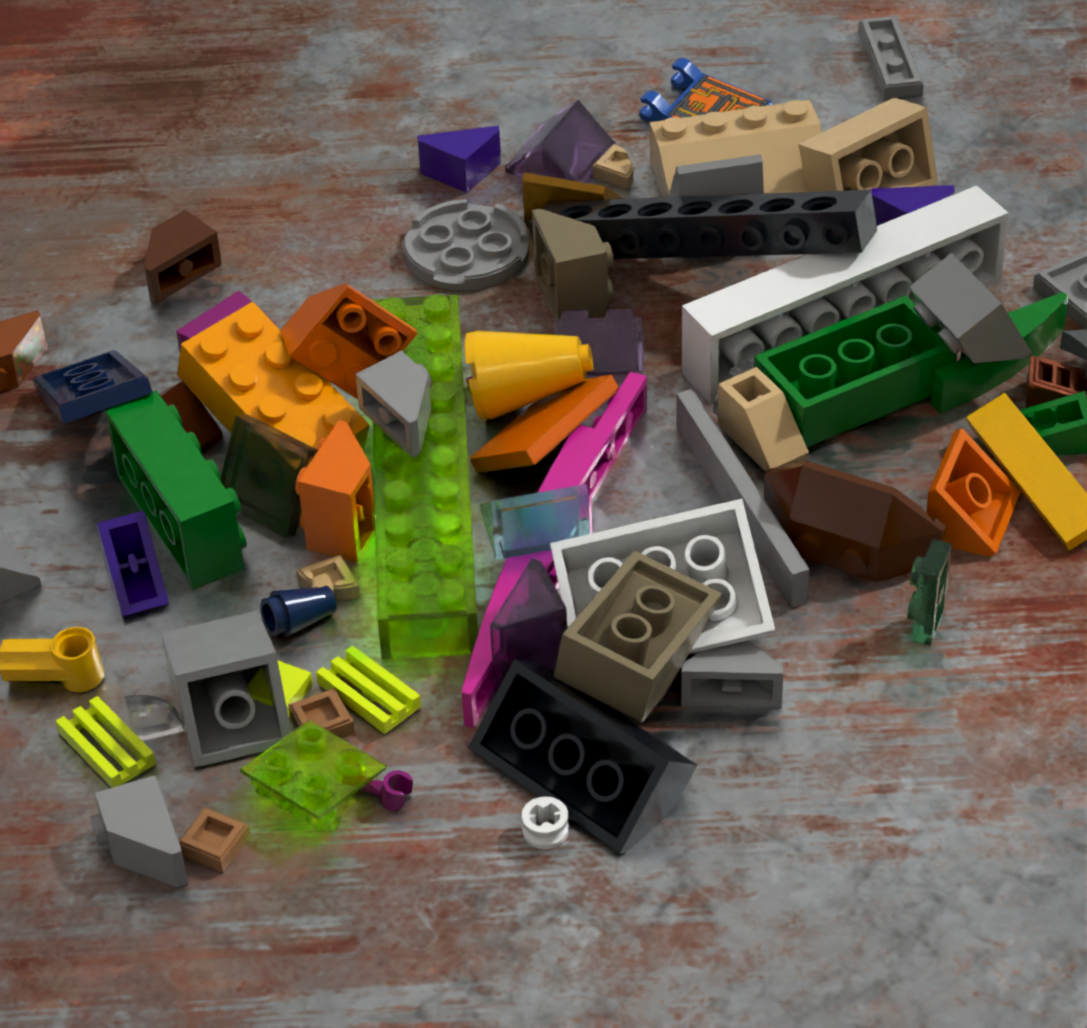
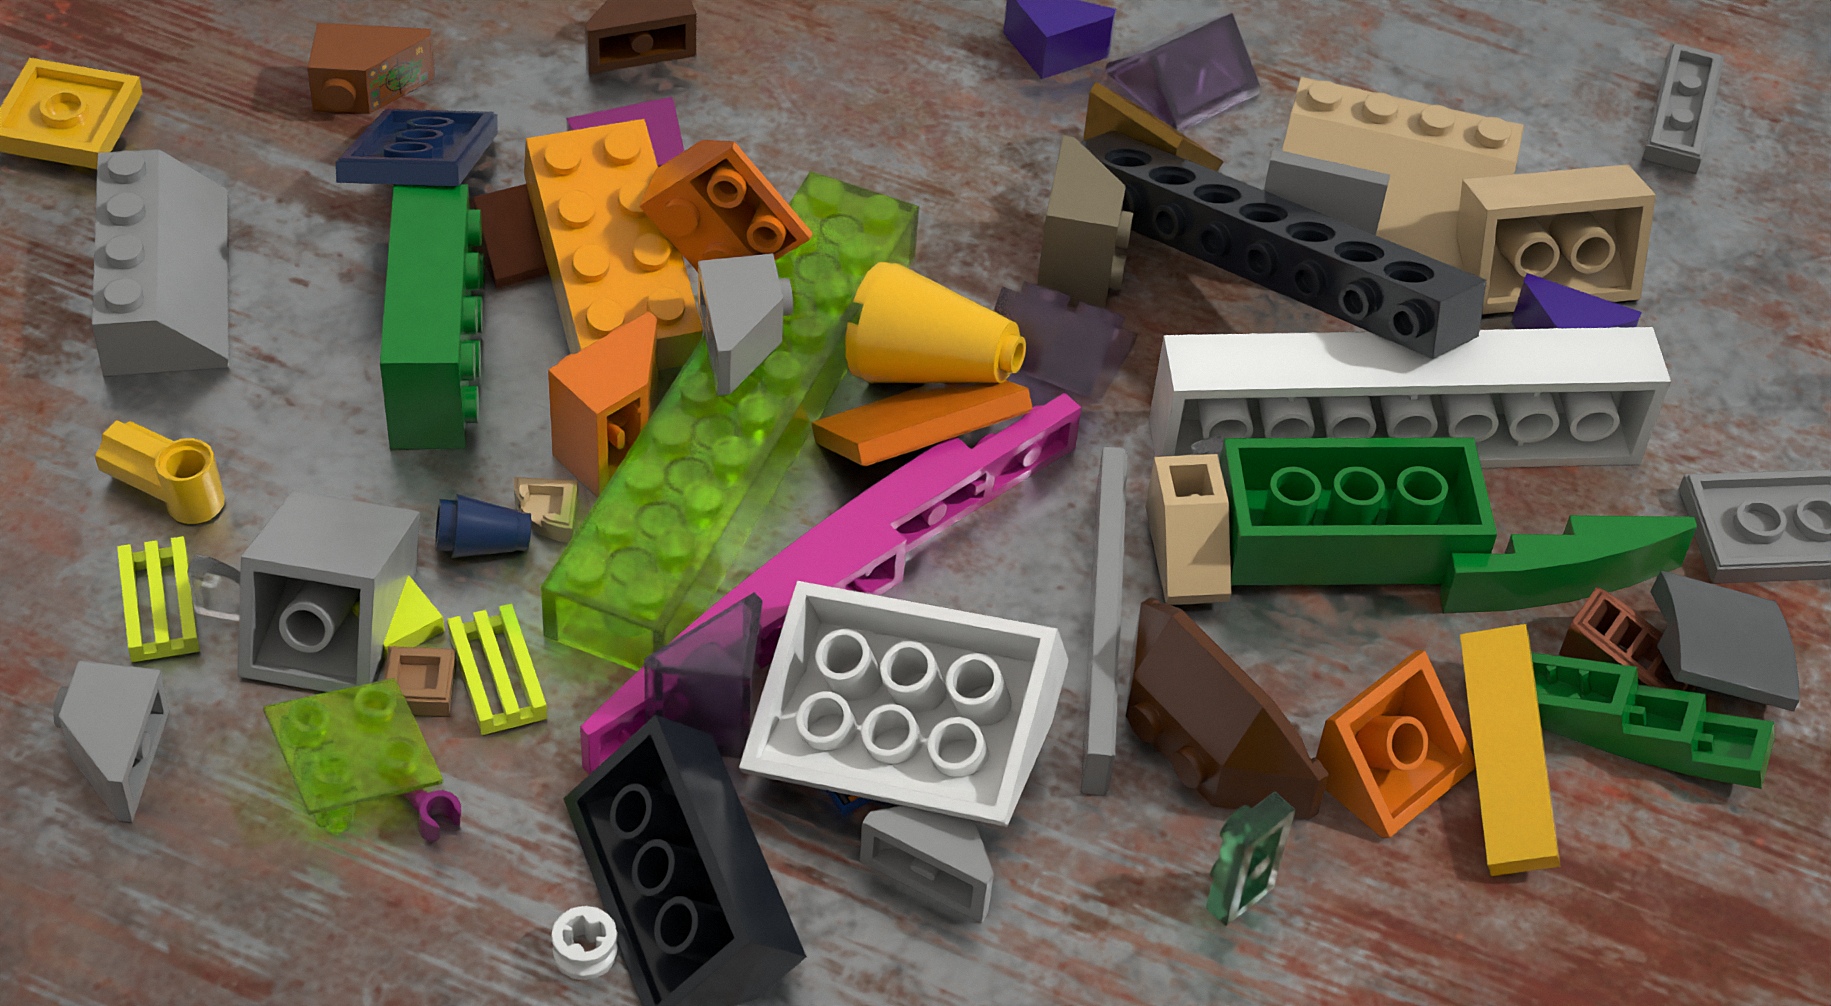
camera: 20 degrees right, 5 degrees up
(132, 563) = (328, 388): dark purple slope -> none
(214, 839) = (194, 780): medium nougat tile -> none
(263, 473) = (537, 332): clear smoke tile -> none
(466, 245) = (989, 145): light grey tile -> none
(535, 520) = (808, 541): clear light blue slope -> none
(615, 167) = (1239, 117): tan tile -> none
(635, 635) = (823, 749): dark tan slope -> none
(702, 96) = (1408, 72): flag -> none
(967, 314) = (1526, 500): light grey slope -> none

